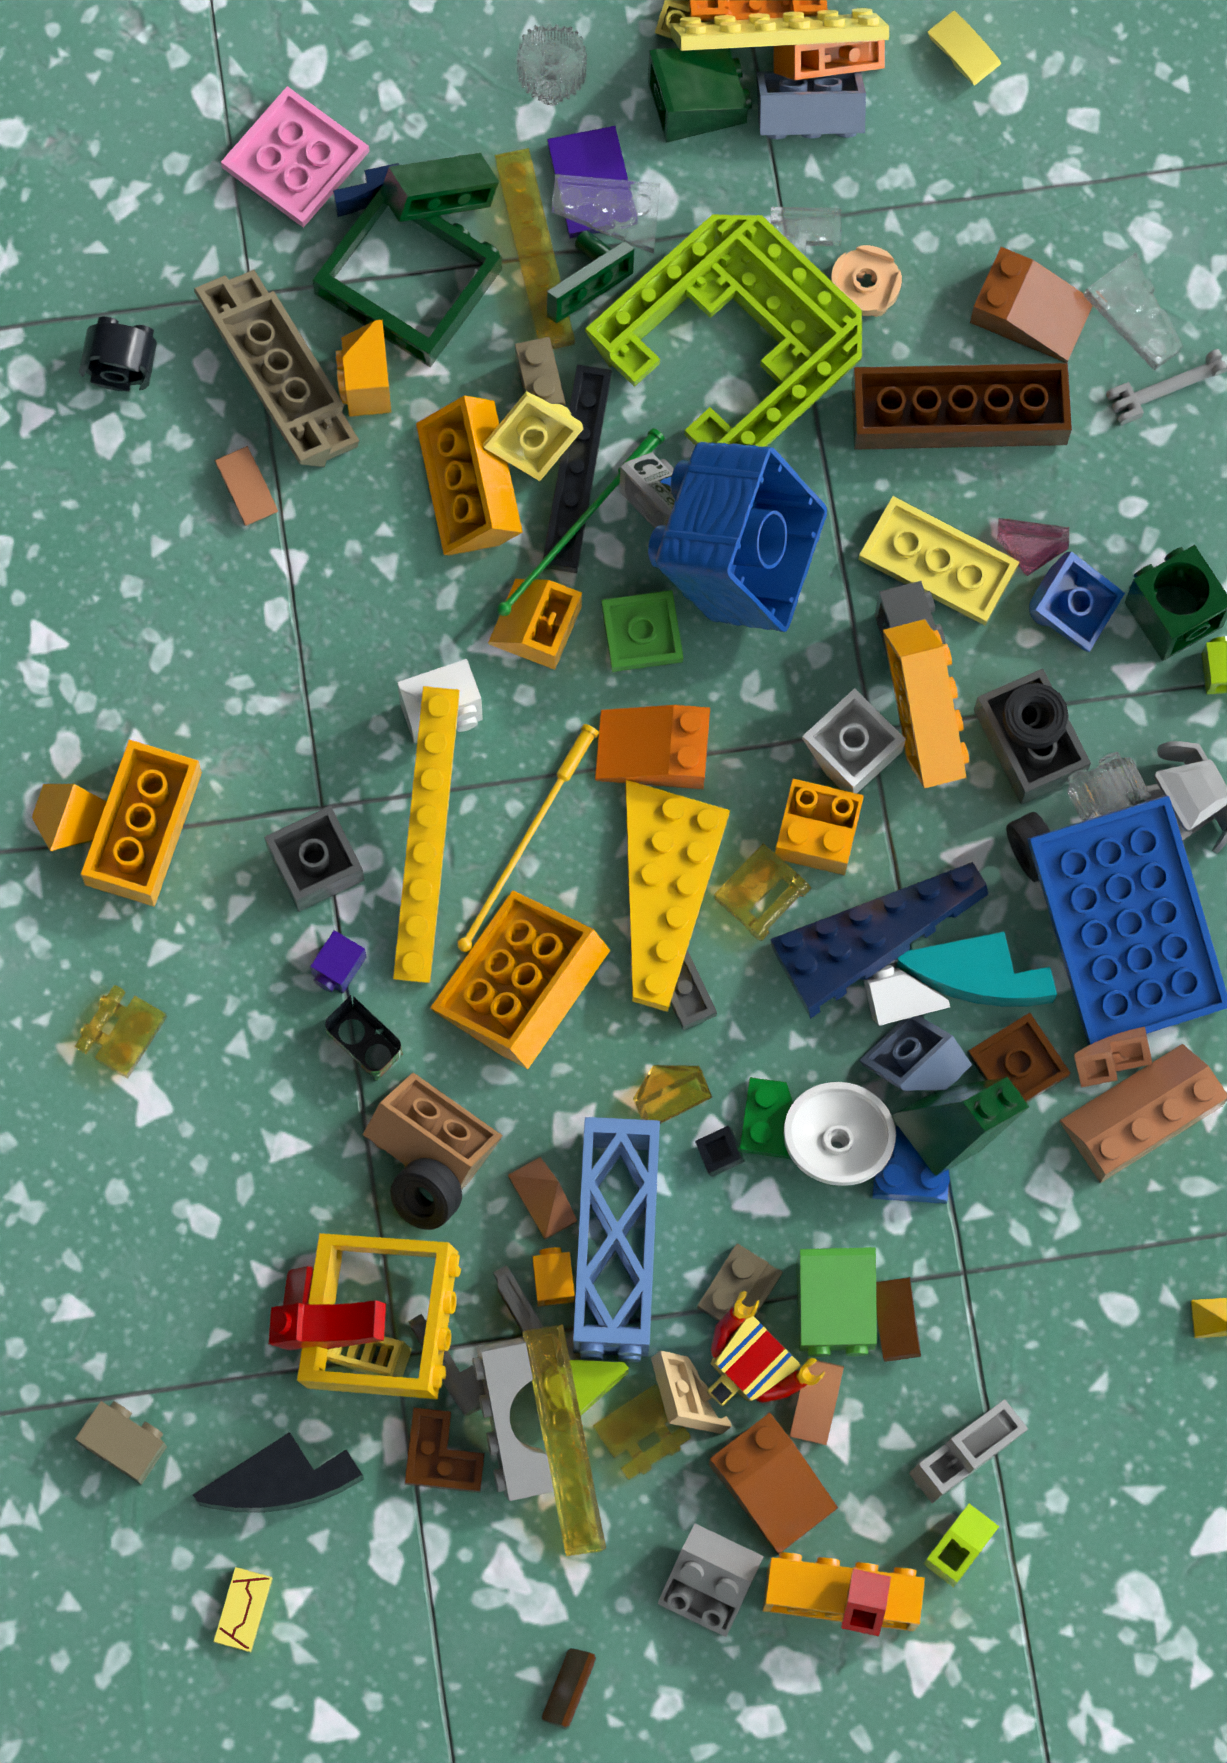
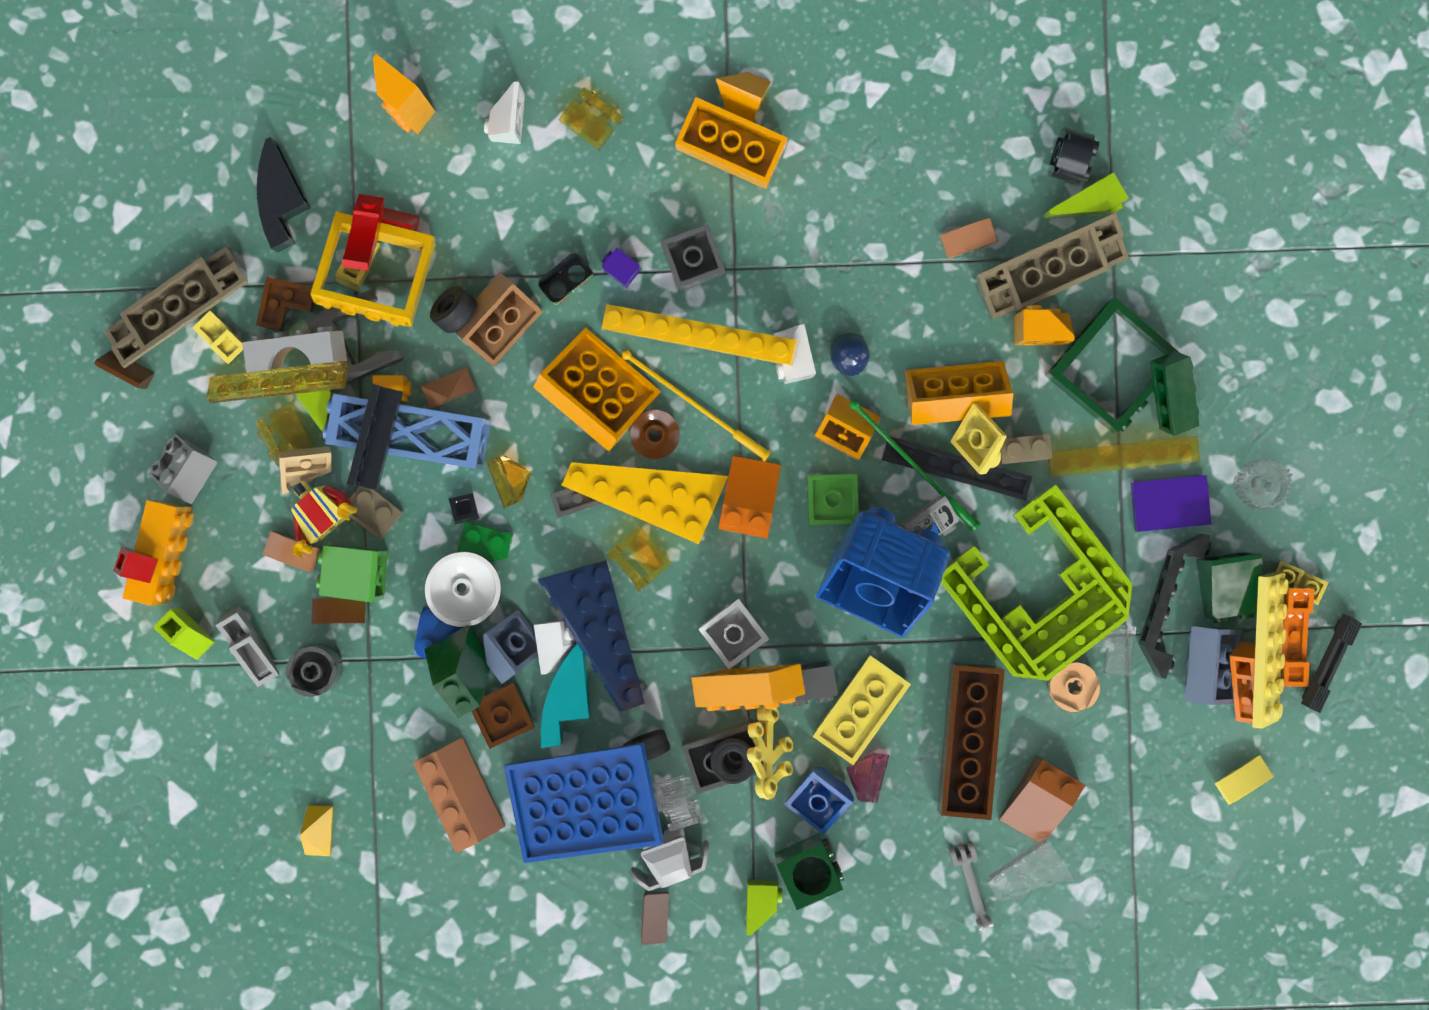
camera: 100 degrees right, 15 degrees up
(119, 1290) = (401, 97): none -> light orange slope
(121, 1441) = (315, 95): dark tan brick -> none
(132, 1146) = (507, 116): none -> white slope
(172, 318) = (1093, 201): none -> lime slope
(243, 1609) = (200, 165): light yellow tile -> none
(295, 156) = (1212, 295): bright pink plate -> none
(358, 197) = (1176, 338): dark blue slope -> none
(429, 629) = (849, 354): none -> dark blue hair
(465, 1613) = (175, 305): none -> dark tan slope
(503, 1549) = (219, 336): none -> light yellow slope
(581, 873) = (667, 434): none -> reddish brown dish
(606, 271) = (1102, 508): dark green piece -> none
(610, 206) = (1148, 513): clear wing -> none
(631, 1265) = (375, 437): none -> black fence
(745, 180) = (1195, 547): none -> pearl dark grey slope
(773, 1483) = (242, 515): dark orange slope -> none
(818, 826) = (678, 602): light orange slope -> none
(1007, 1328) = (301, 675): none -> dark grey brick
(1018, 674) = (766, 783): none -> light yellow plant
(1115, 1053) = (496, 770): nougat slope -> none

